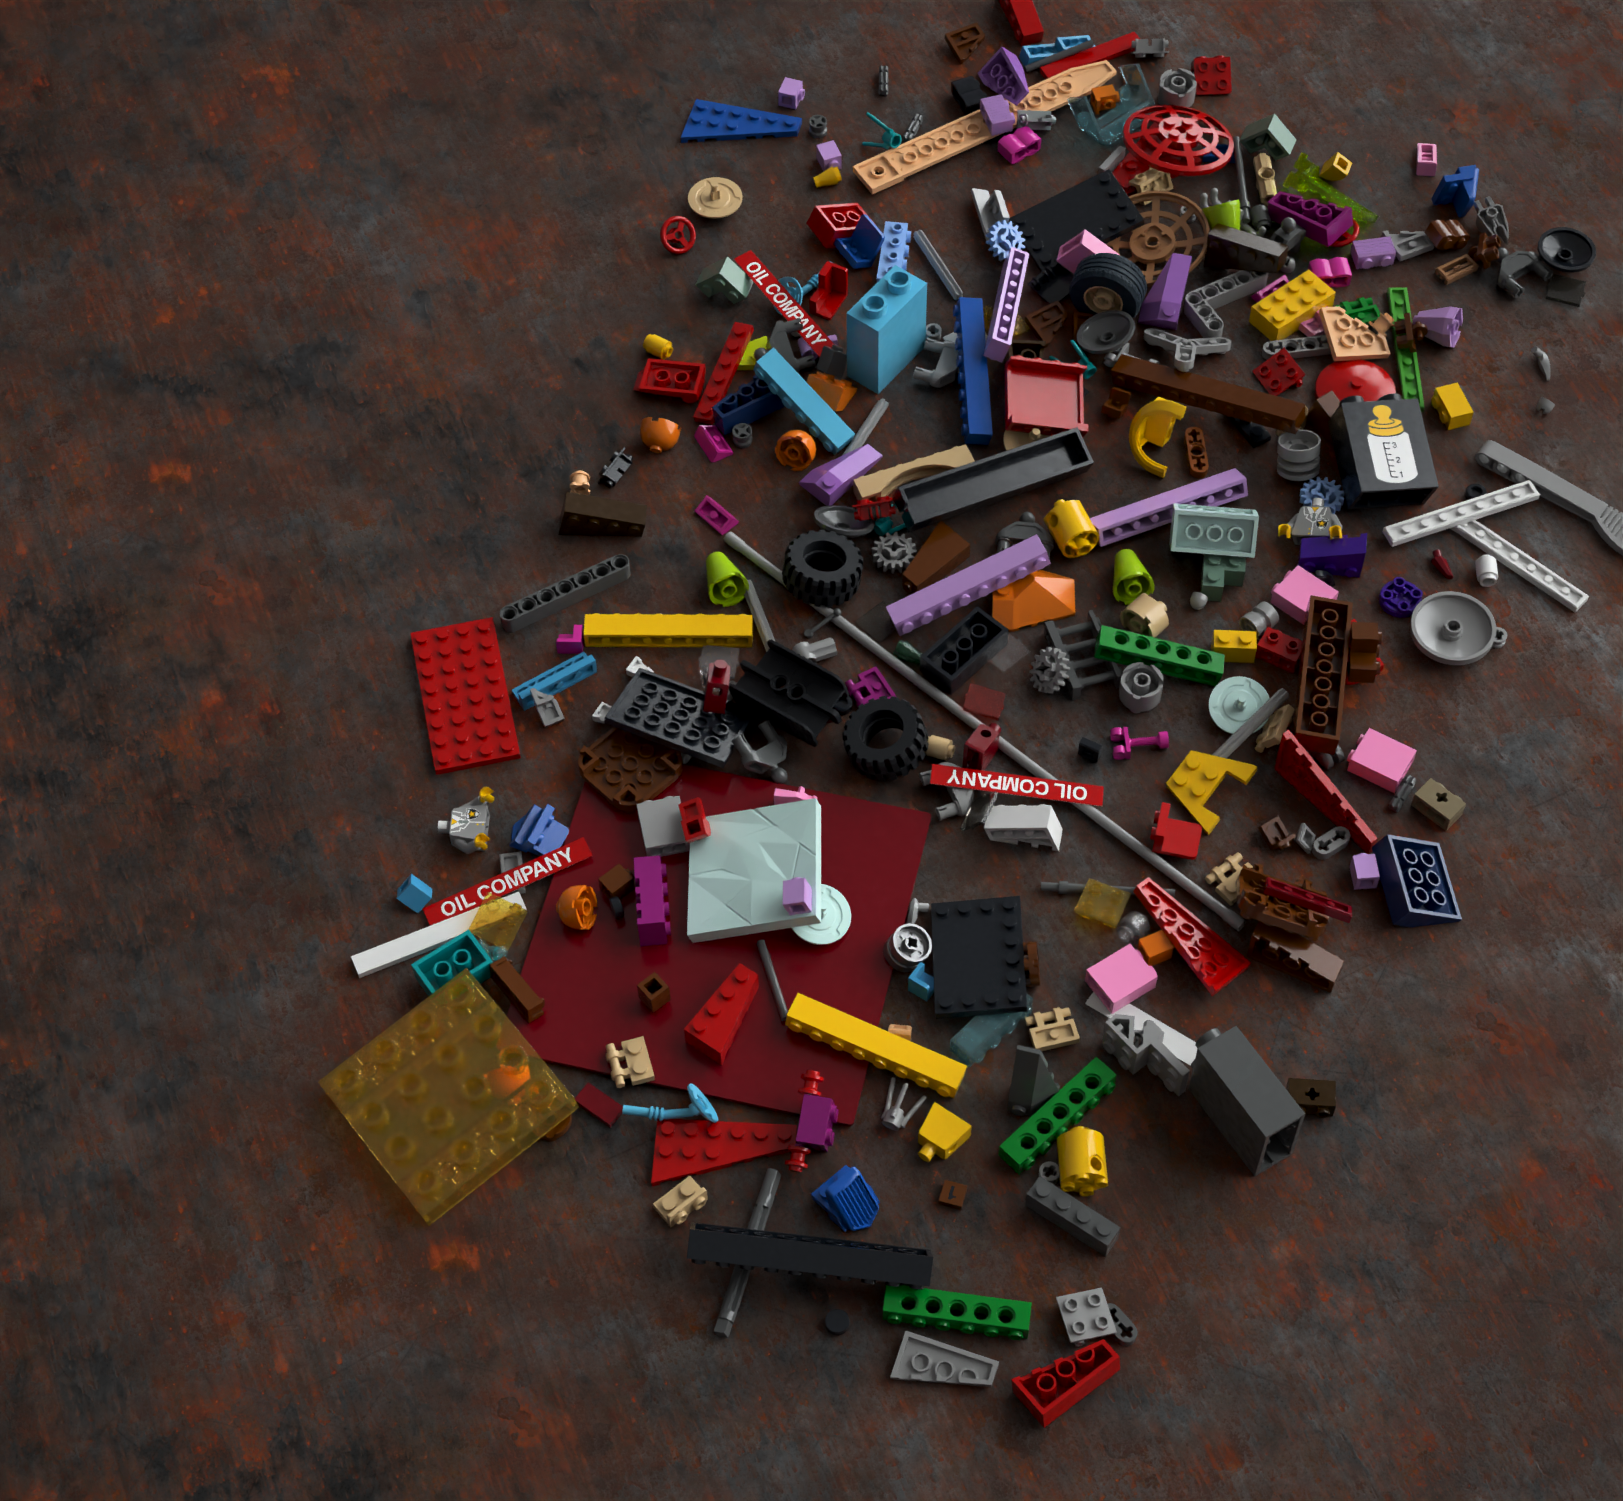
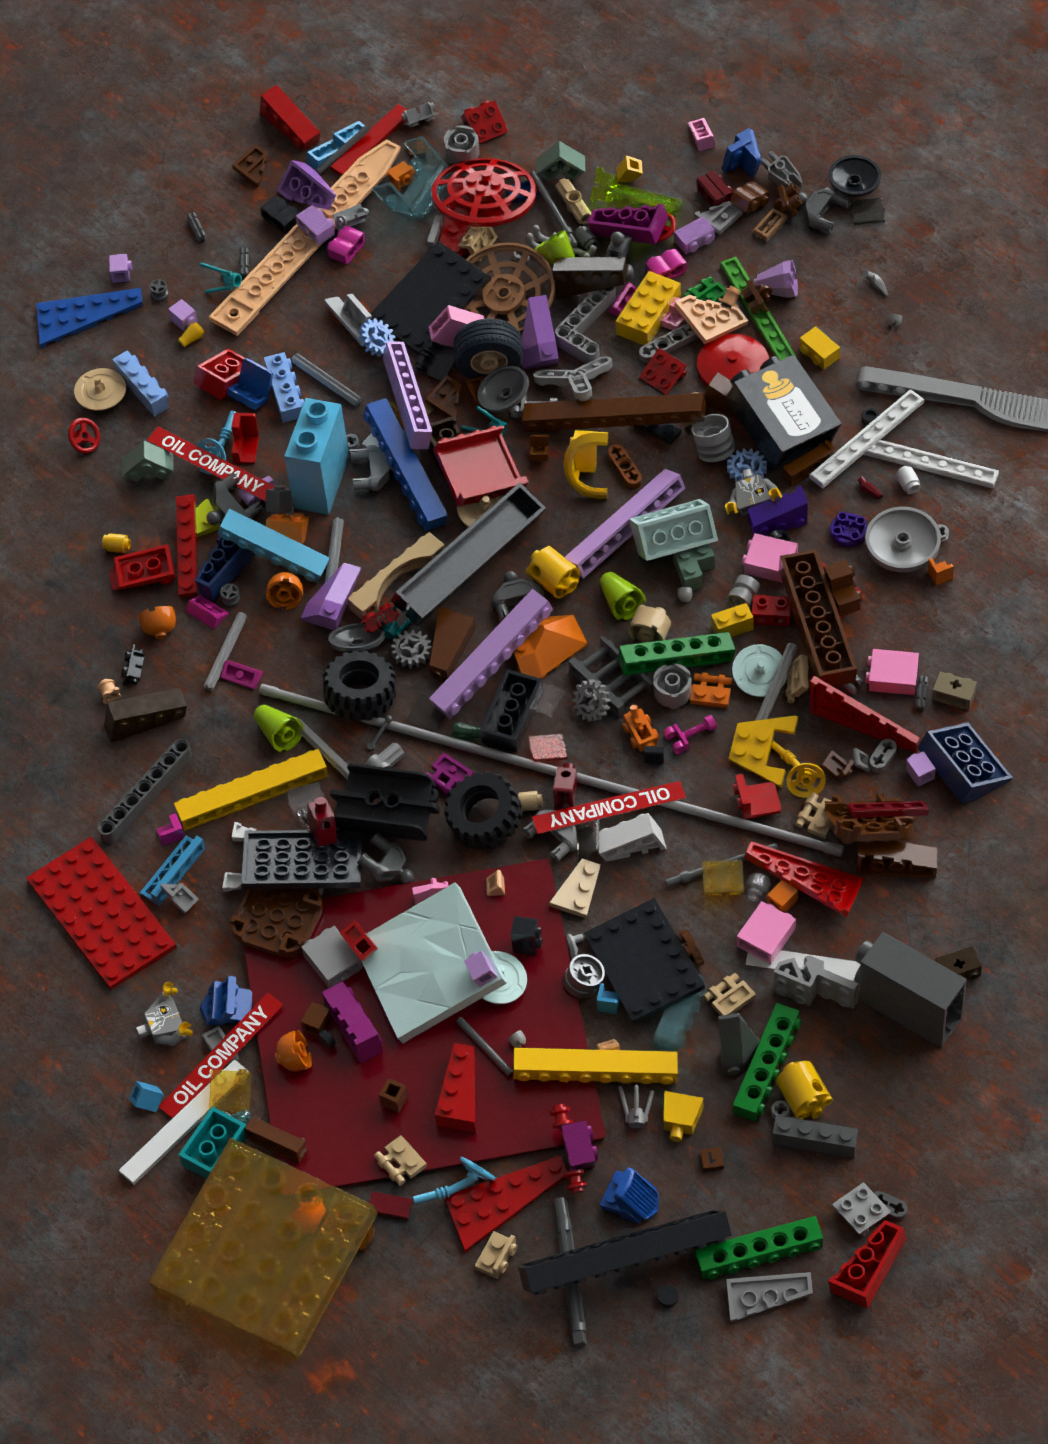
camera: 20 degrees left, 0 degrees up
(711, 487) = (225, 651): none -> light grey axle
(756, 205) = (141, 384): none -> light blue brick
(809, 985) = (517, 1039): none -> light grey hinge
(864, 818) = (495, 884): none -> light nougat slope
(866, 882) = (526, 935): none -> black brick
(945, 856) = (577, 890): none -> tan wing
(1087, 717) = (640, 729): none -> orange brick
(1177, 712) = (711, 695): none -> orange plate
(1236, 833) = (803, 776): none -> yellow dish
(1376, 518) = (806, 464): none -> reddish brown container
(1414, 213) = (714, 188): none -> dark red brick
(1478, 676) = (940, 572): none -> orange panel

